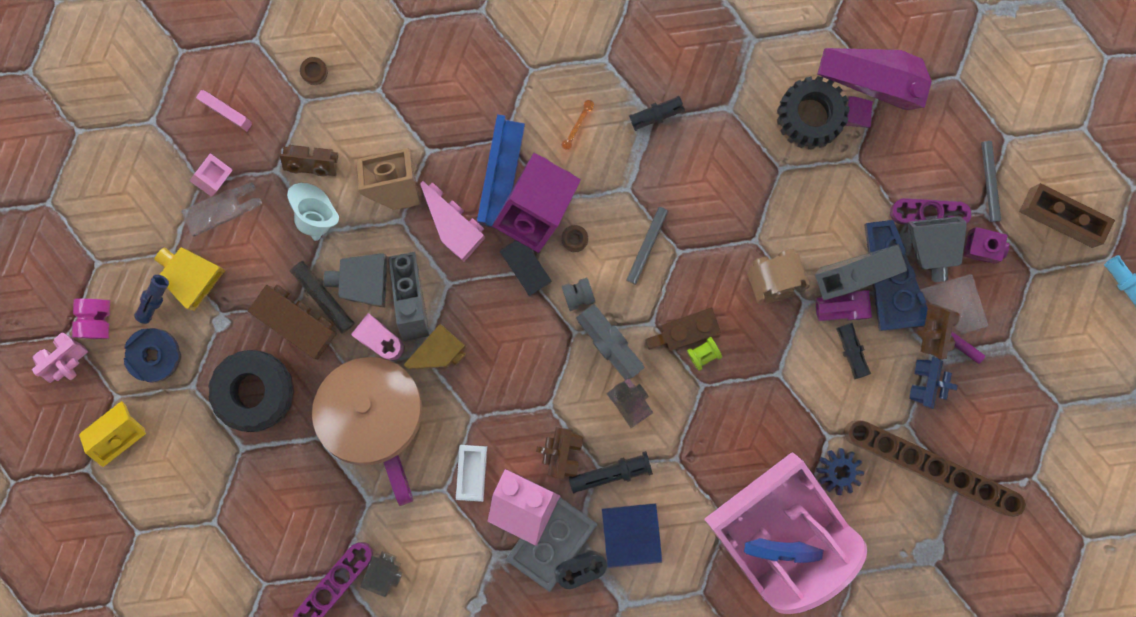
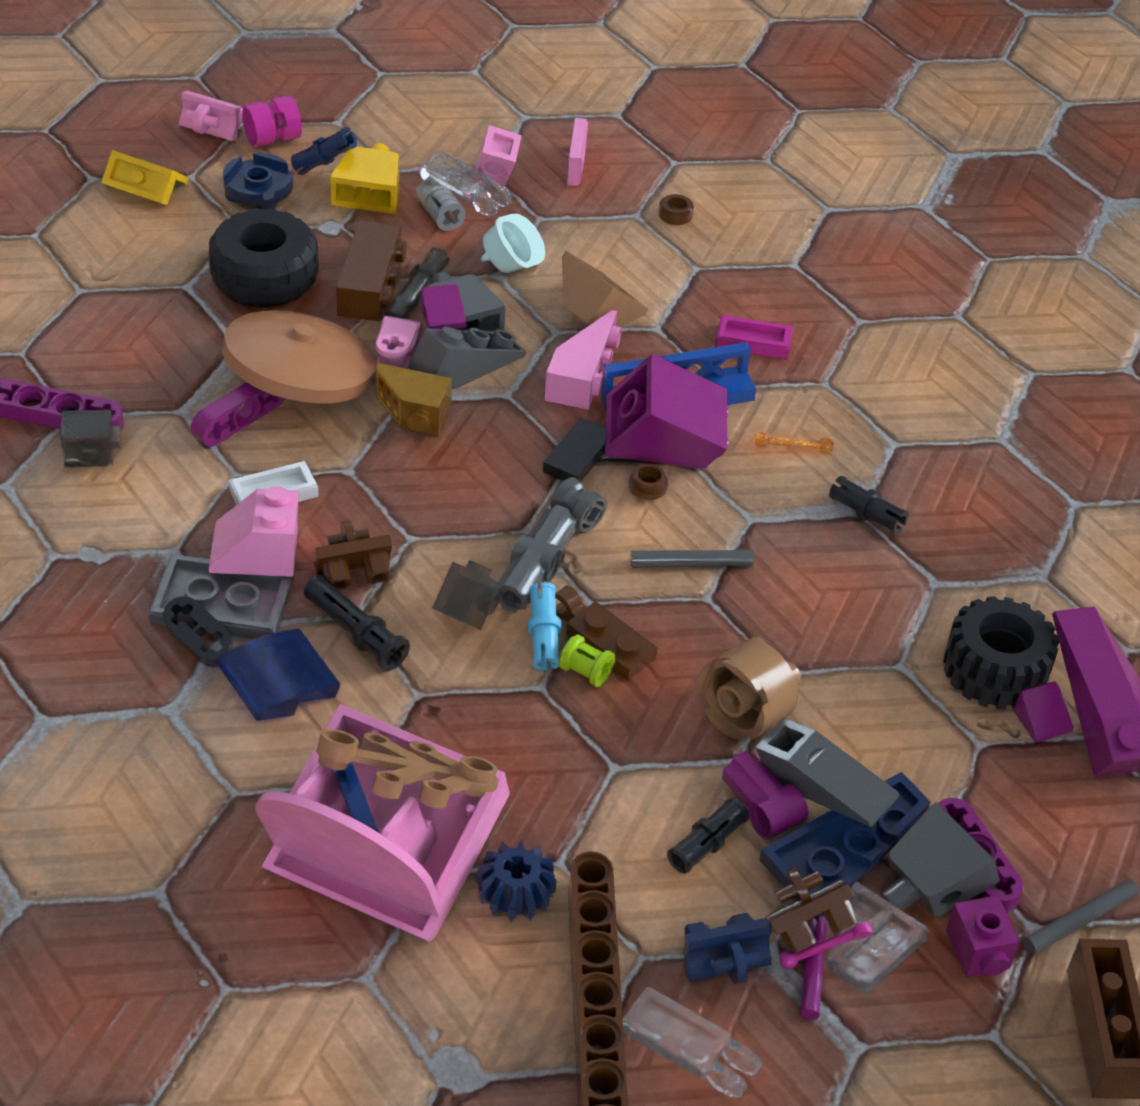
camera: 55 degrees right, 40 degrees down
(236, 237) = (437, 201): none -> light grey hinge
(297, 160) = (569, 230): reddish brown hinge -> none
(378, 301) = (442, 307): none -> magenta slope
(469, 92) = (762, 337): none -> dark pink tile
(669, 366) = (544, 626): none -> medium azure pin
(797, 517) = (417, 763): none -> medium nougat plant
(965, 314) = (860, 931): none -> dark pink hinge
(971, 432) = (690, 1041): none -> clear hinge

